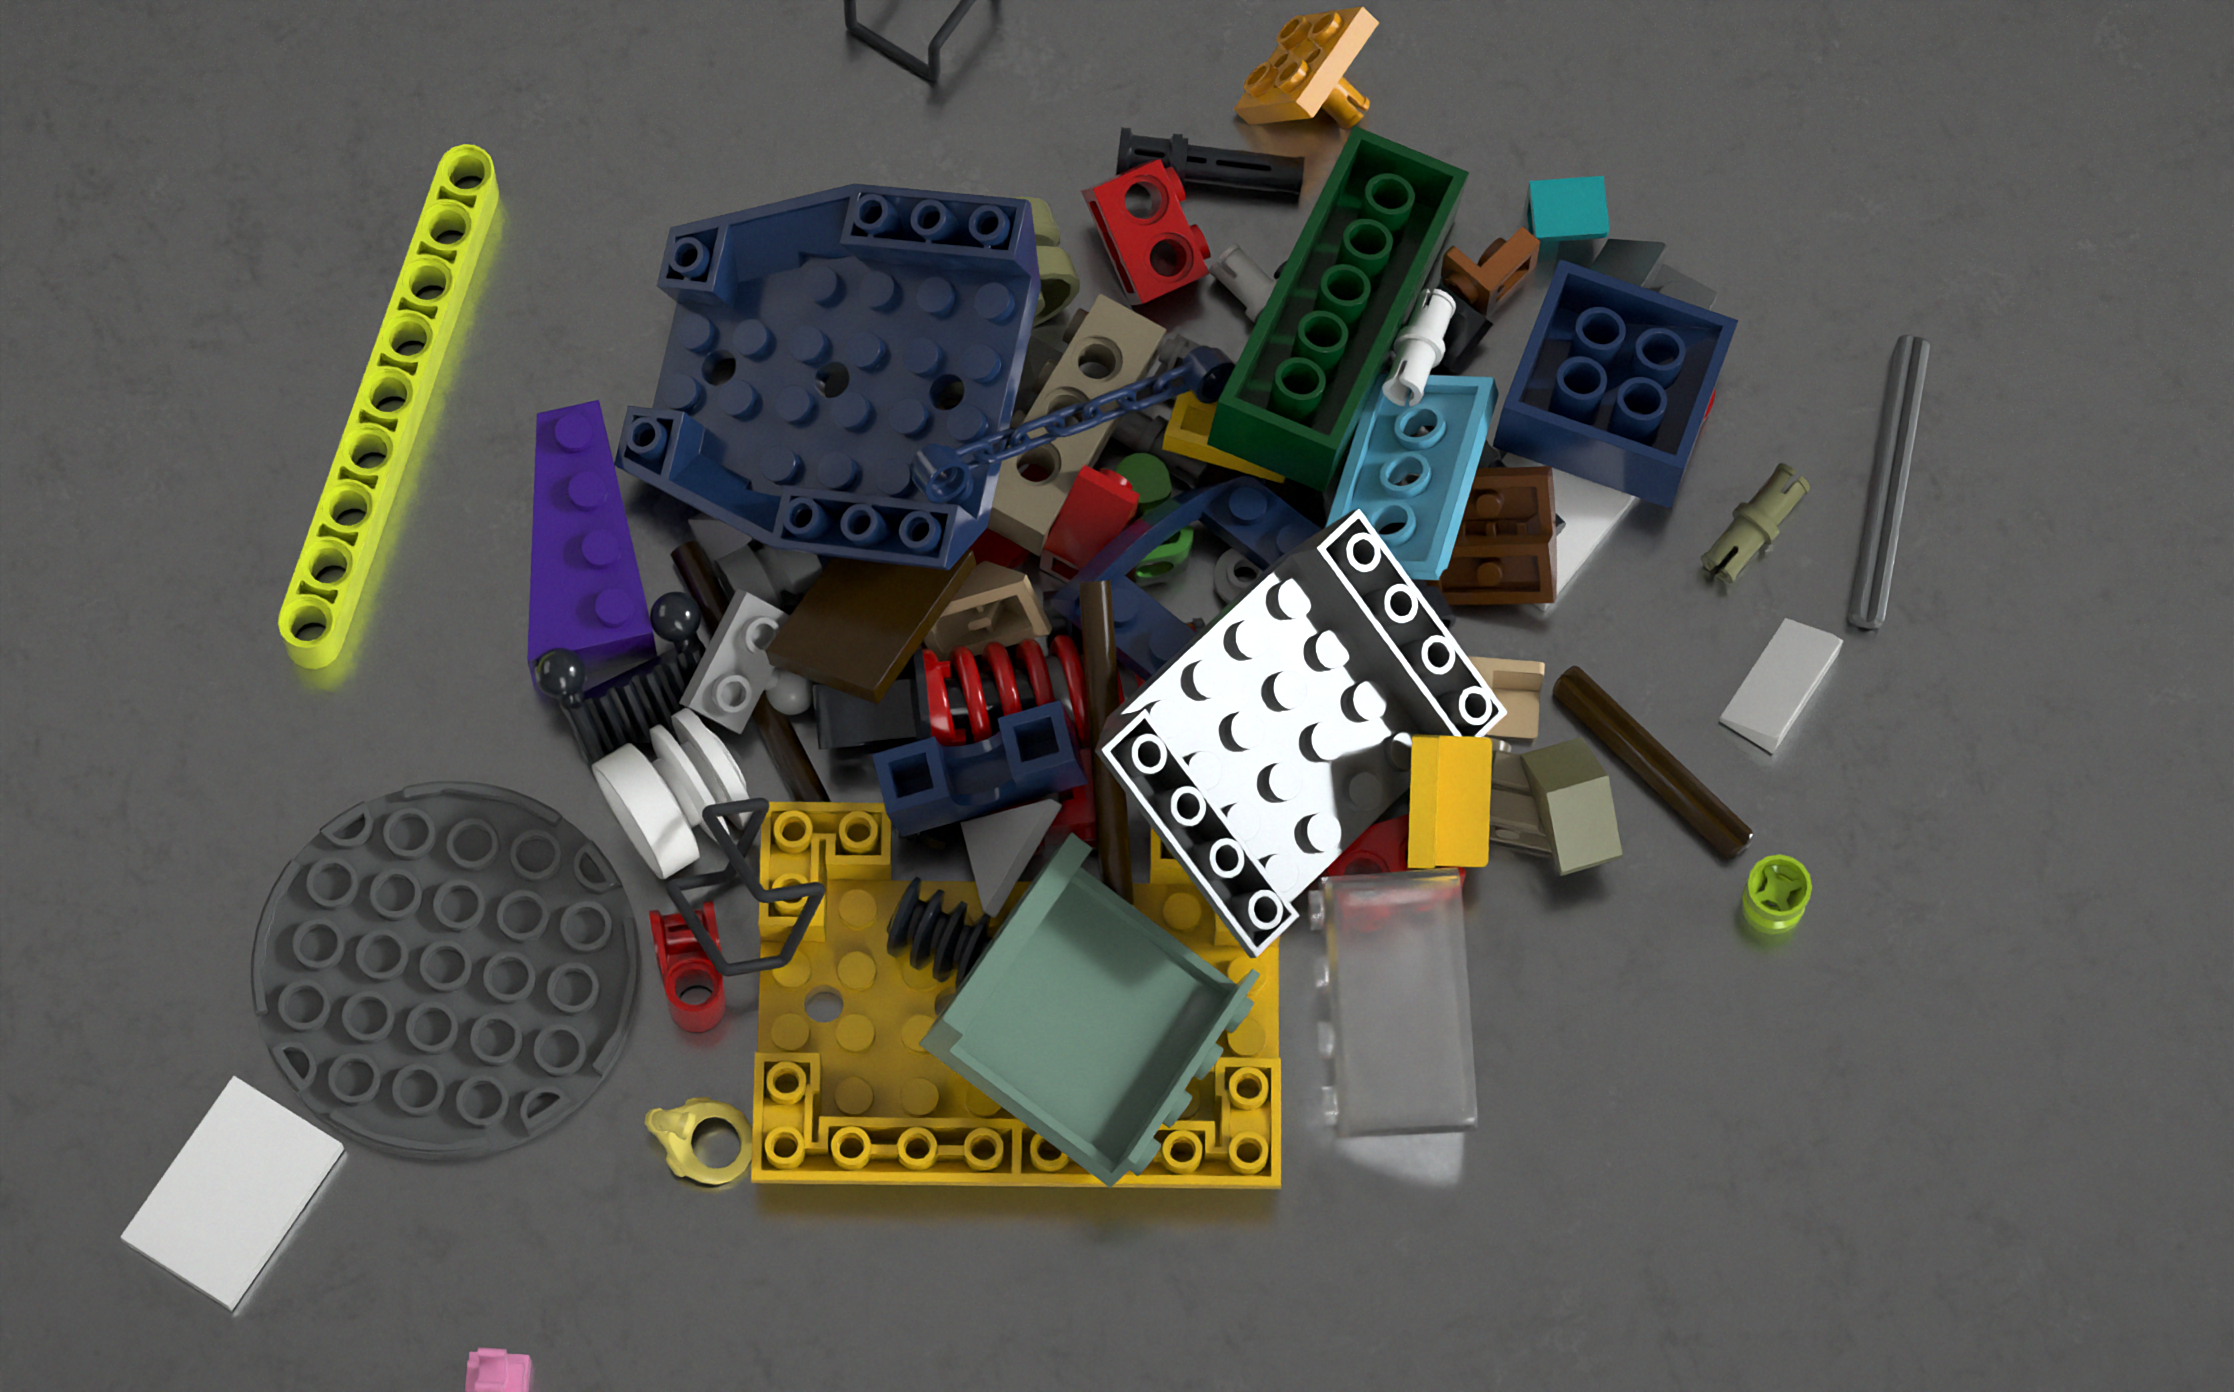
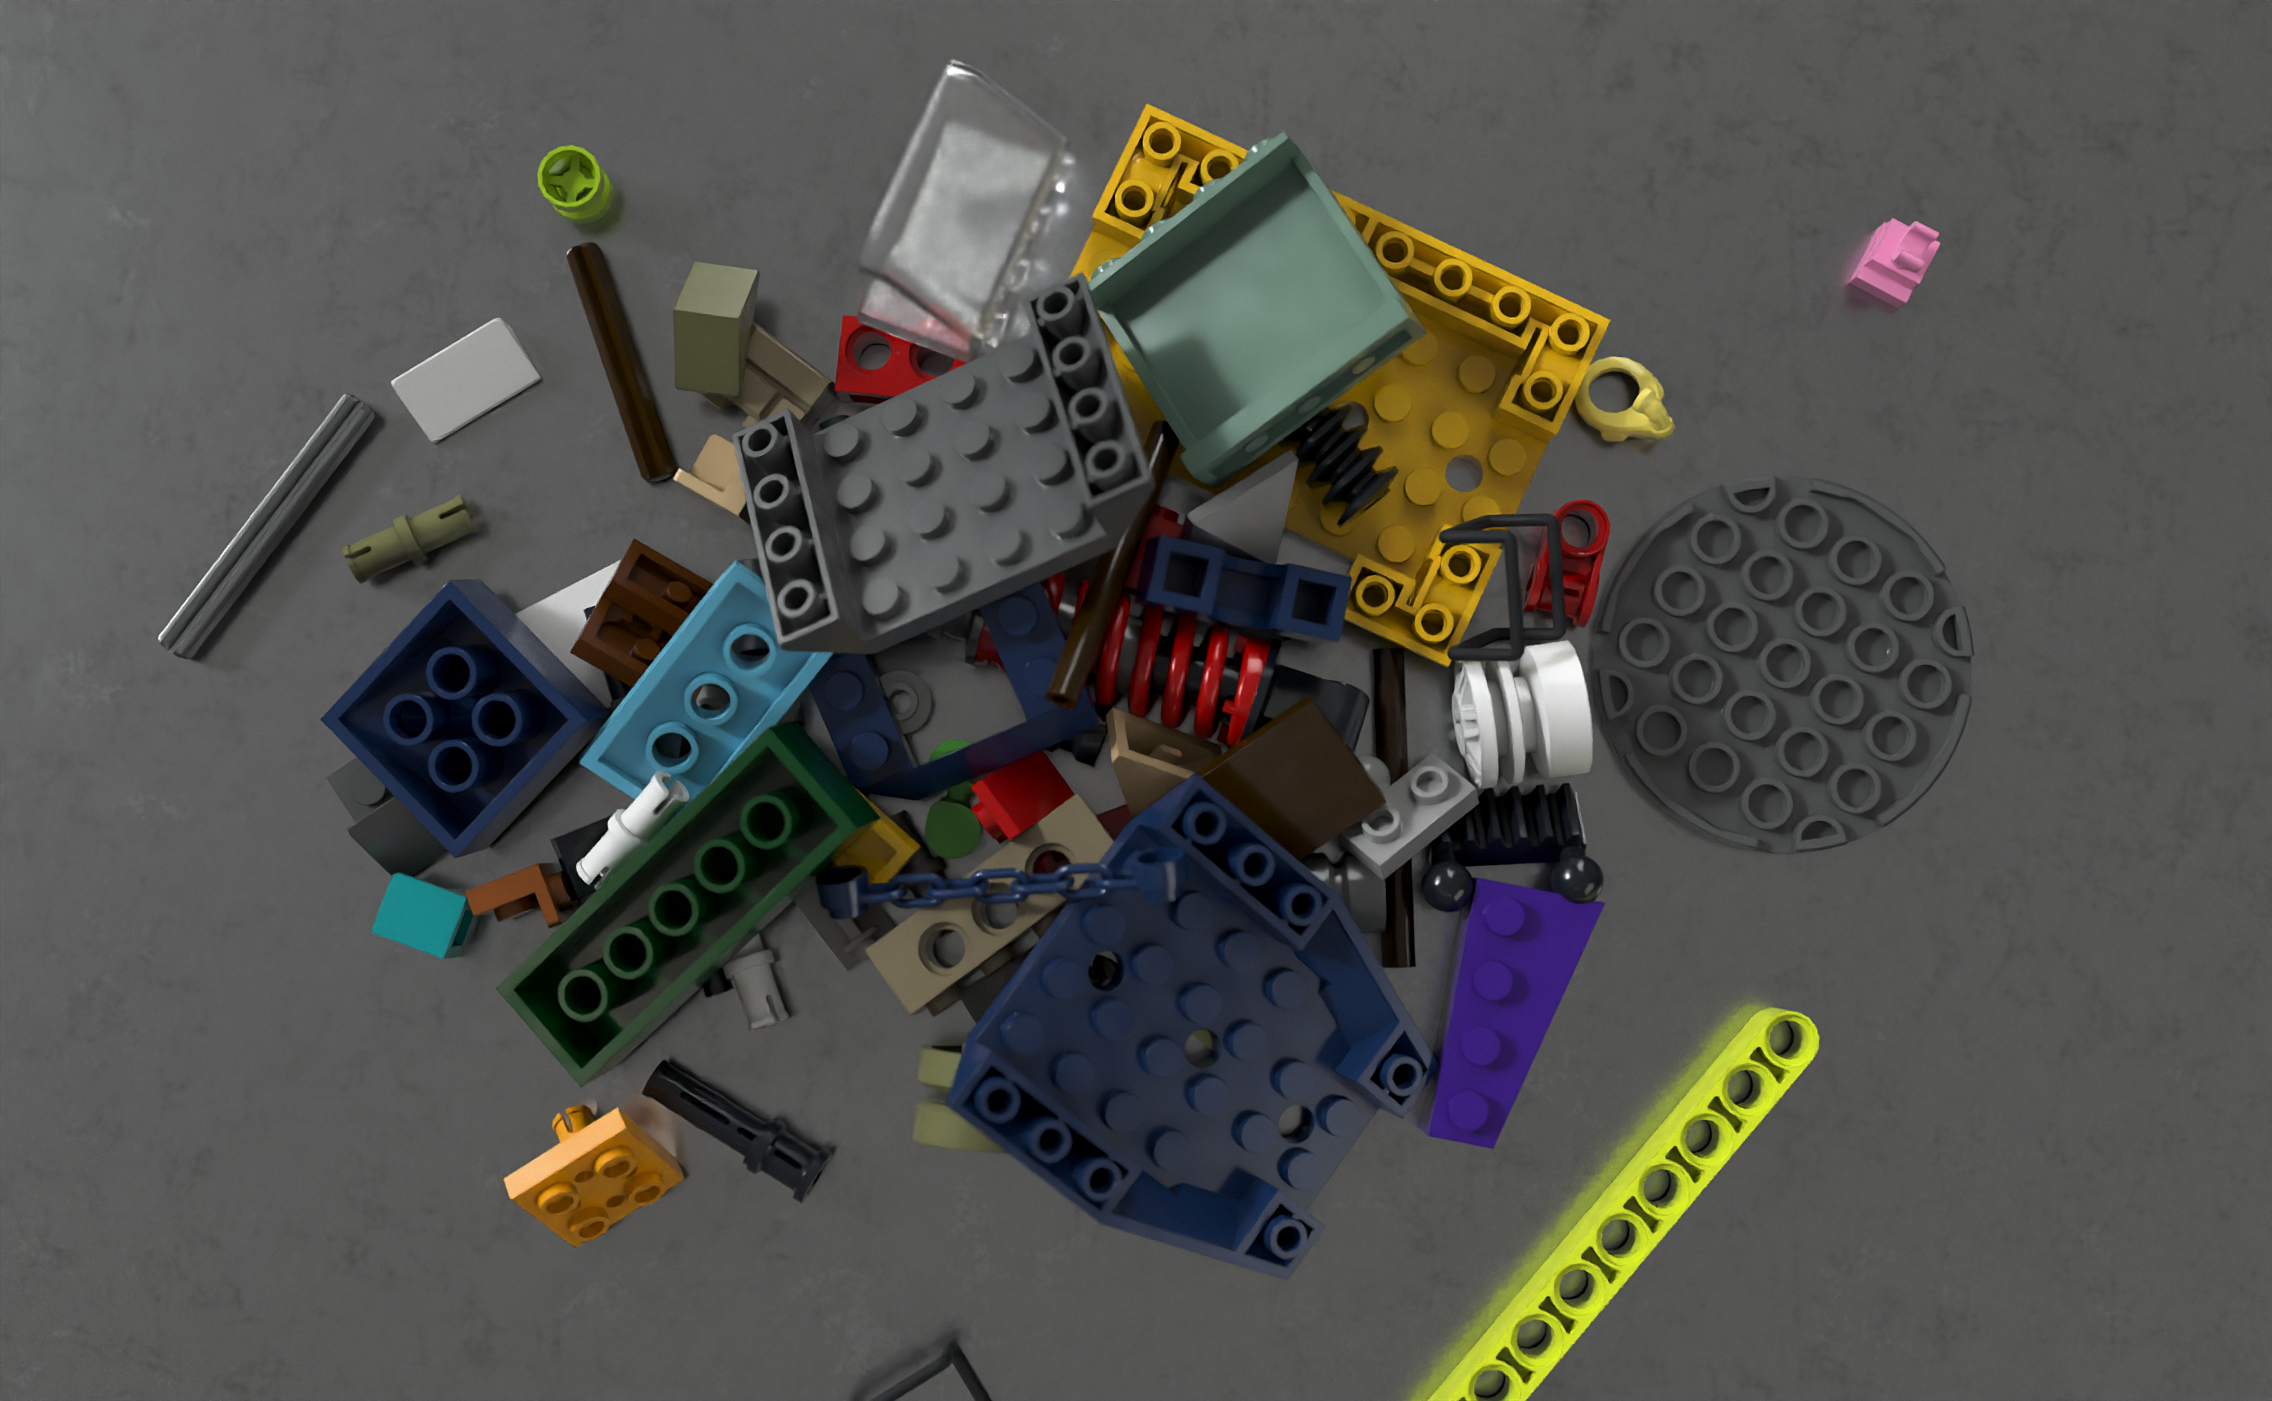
camera: 155 degrees left, 15 degrees up
(232, 1193) = (2053, 543): white tile -> none
(1132, 239) = (840, 1076): red brick -> none
(1449, 801) = (828, 369): yellow panel -> none

